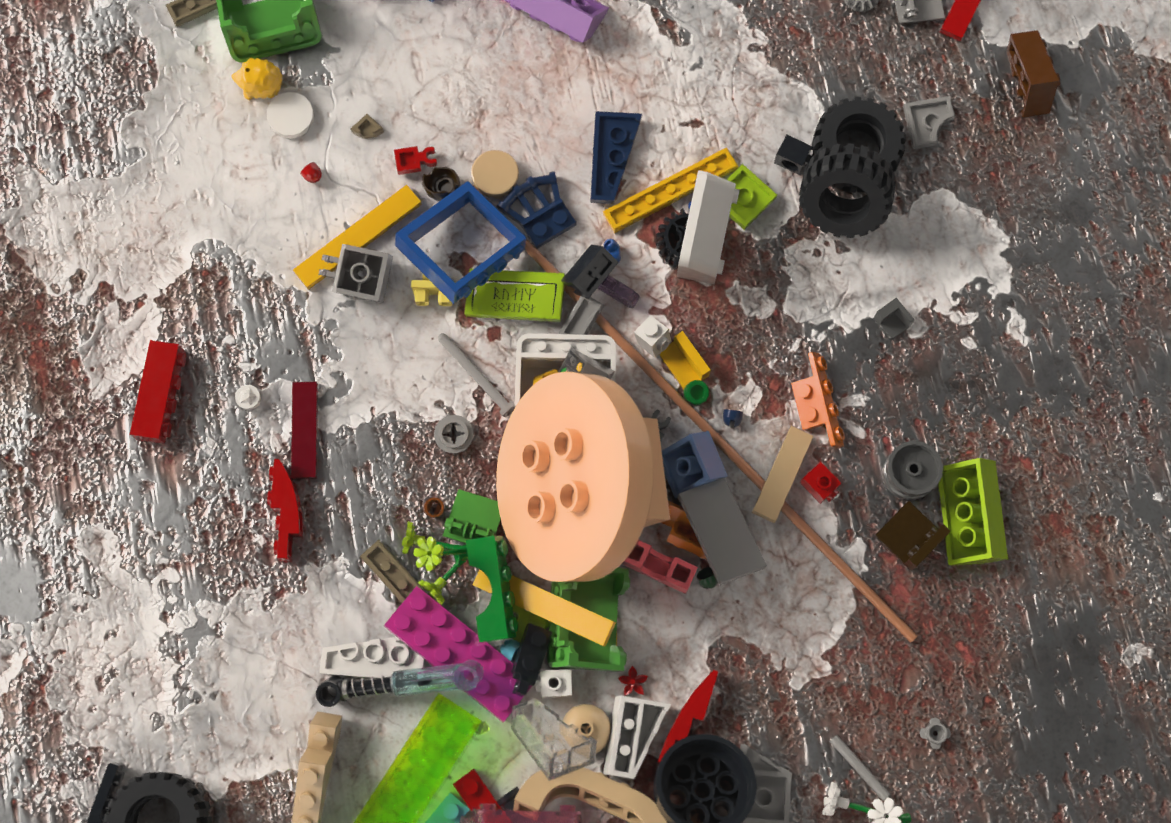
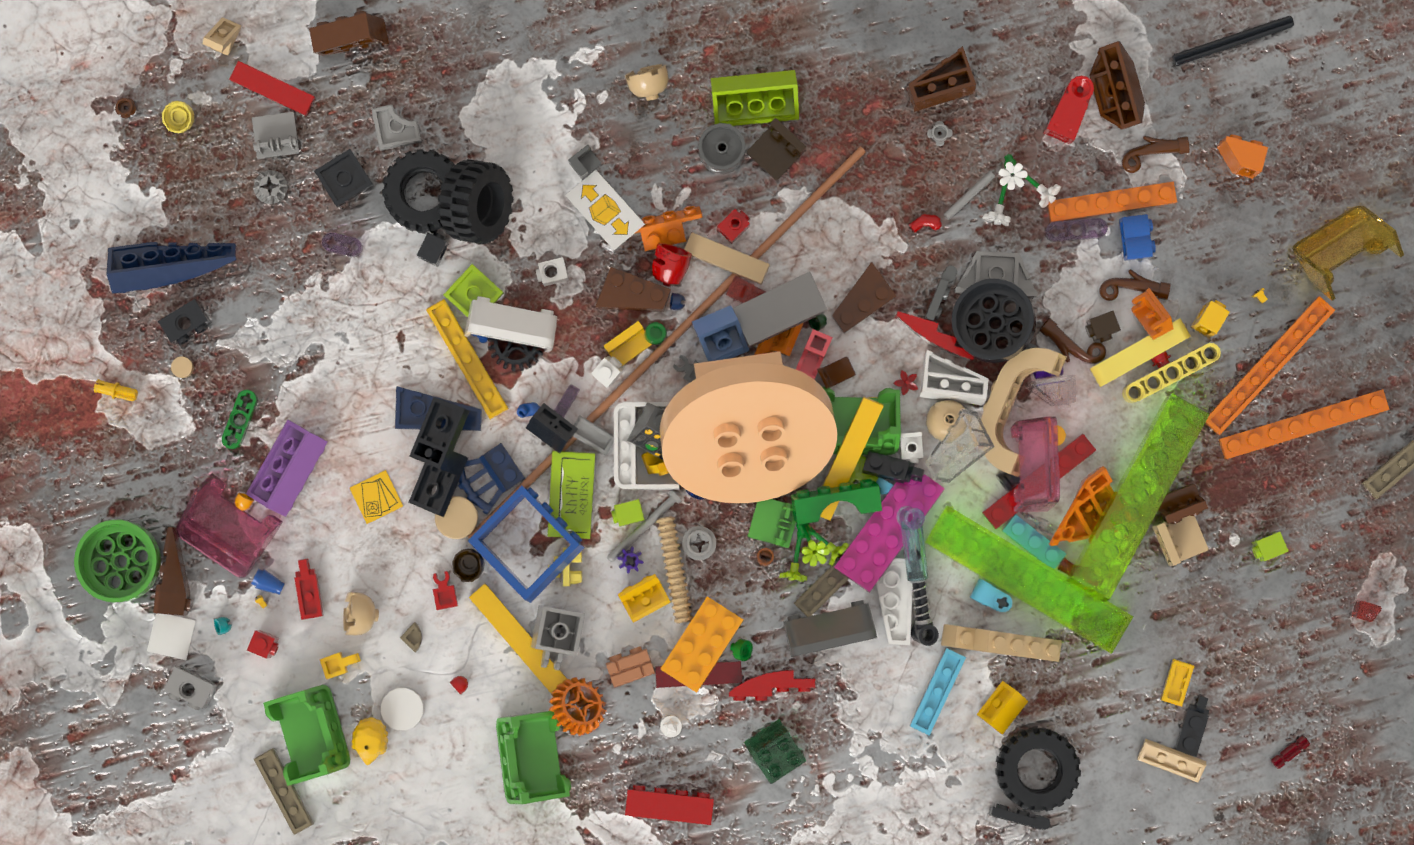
camera: 90 degrees left, 10 degrees up
(208, 511) = (775, 751): none -> clear green bracket
(223, 246) = (530, 758): none -> bright green windscreen
(237, 783) = (1002, 707): none -> yellow panel
(262, 705) = (937, 691): none -> medium azure plate
(265, 293) = (569, 714): none -> orange gear
(316, 353) = (630, 667): none -> nougat brick
(328, 478) = (742, 649): none -> green tile
(336, 431) = (702, 644): none -> light orange brick
(339, 576) = (829, 629): none -> dark grey windscreen
(342, 49) = (336, 665): none -> yellow plate
(371, 771) = (988, 594): none -> medium azure piece
(394, 71) = (359, 614): none -> tan cylinder
(394, 370) = (644, 597): none -> yellow bracket
(423, 22) = (308, 591): none -> red hinge
(424, 405) = (674, 569): none -> tan piece
(431, 355) = (636, 560): none -> dark purple gear
(491, 356) = (628, 513): none -> lime brick
(522, 95) = (376, 497): none -> yellow sticker
(564, 147) = (441, 463): none -> black bracket
(646, 596) = (836, 372): none -> reddish brown bracket
(733, 634) = (864, 299): none -> reddish brown wing
(740, 727) = (941, 292): none -> dark grey hinge
(743, 362) = (631, 292): none -> reddish brown wedge
(745, 491) = (743, 290): none -> clear red slope
(767, 290) = (561, 275): none -> white brick
(776, 408) = (670, 264): none -> red helmet
(794, 63) = (341, 250): none -> clear purple beam
(829, 712) = (926, 220): none -> red arm
(838, 339) = (605, 210): none -> white sticker
(872, 66) = (343, 178): none -> black plate
(988, 390) = (648, 81): none -> tan cylinder
(997, 737) = (943, 83): none -> reddish brown wedge

